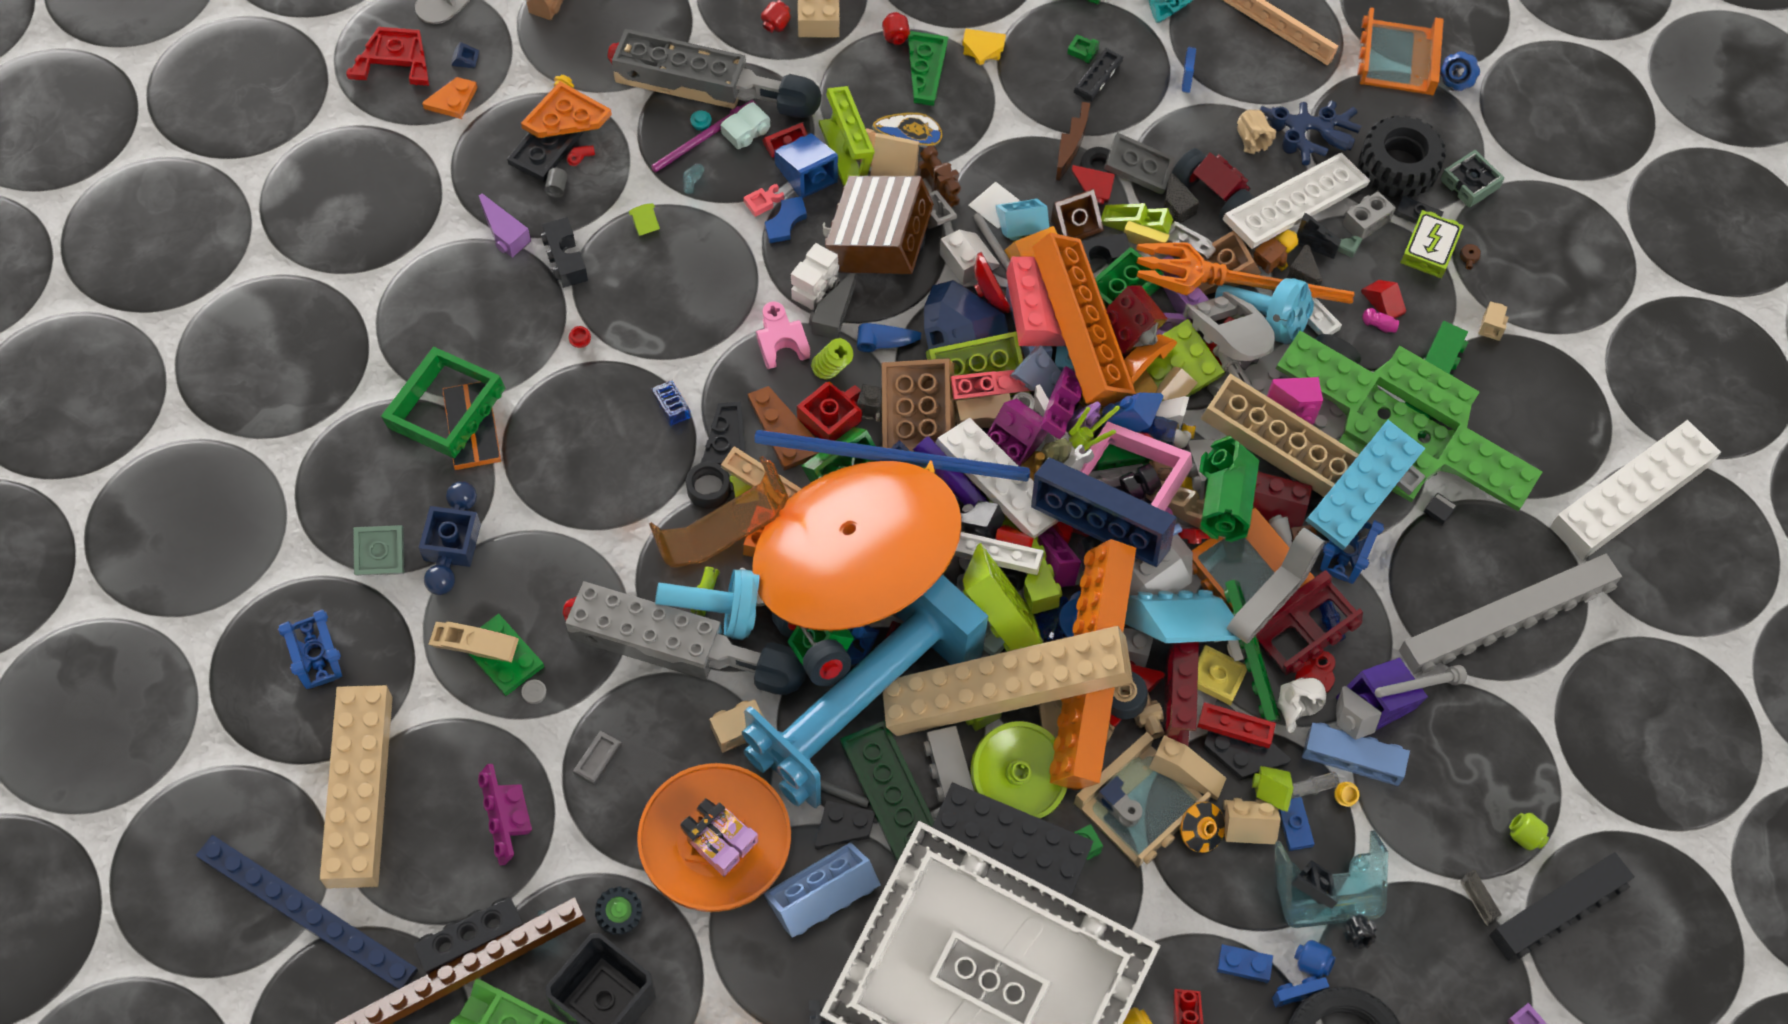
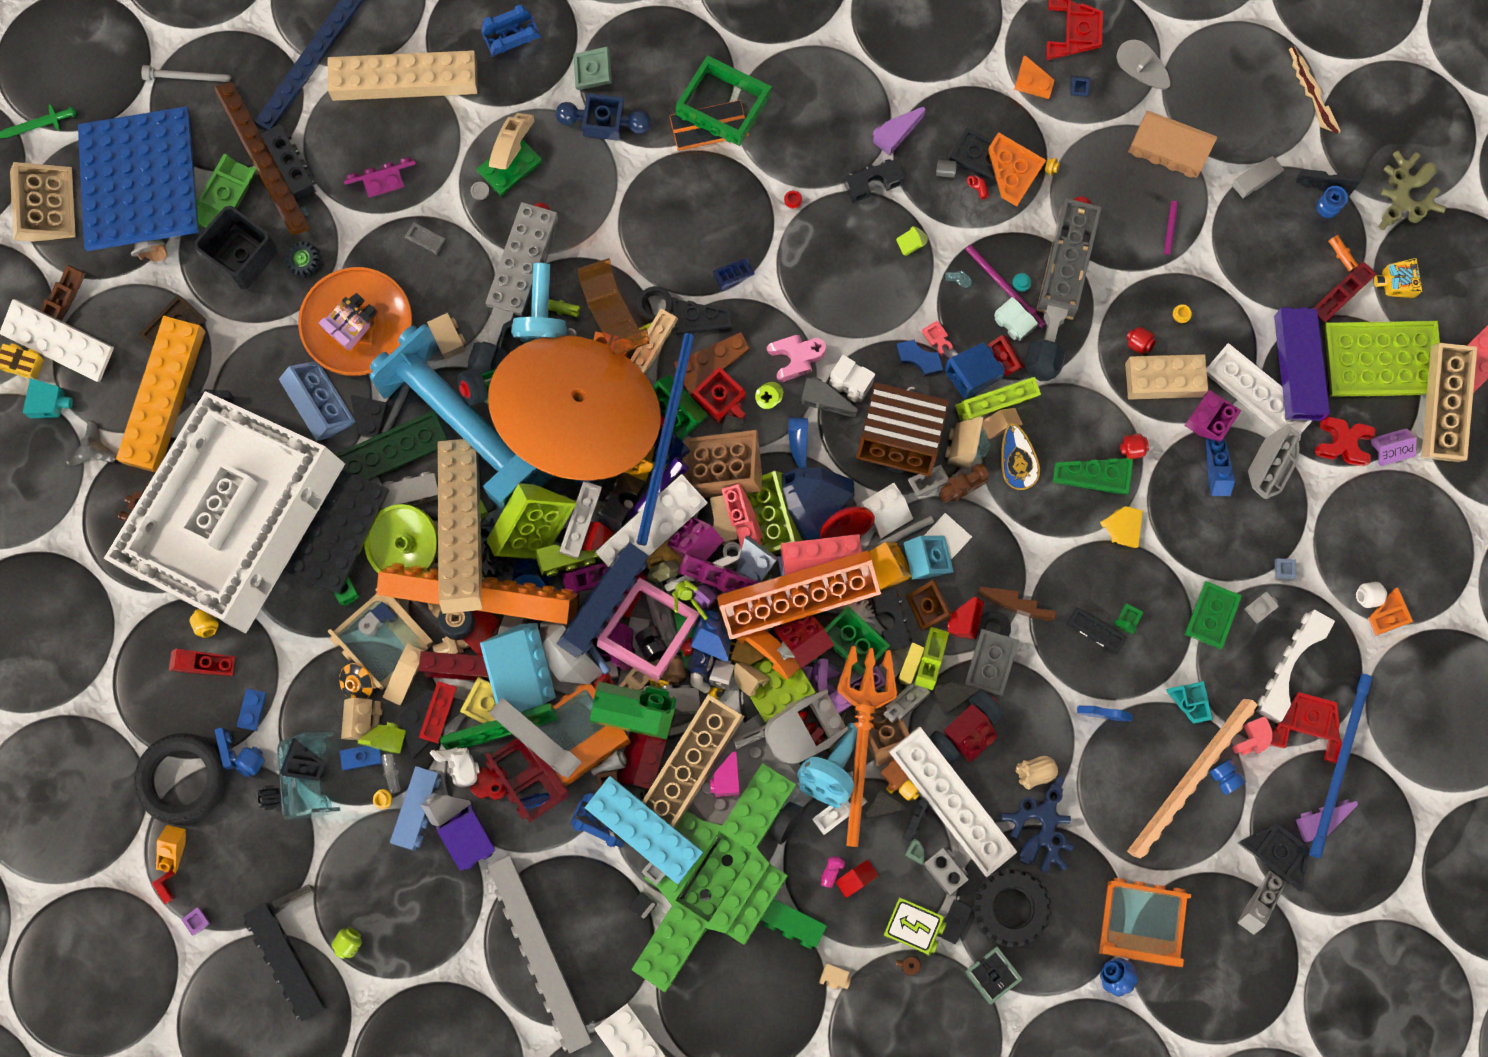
camera: 90 degrees right, 15 degrees up
(1079, 458) = (655, 582): light grey bar -> none
(1453, 675) = (483, 897): light grey piece -> none

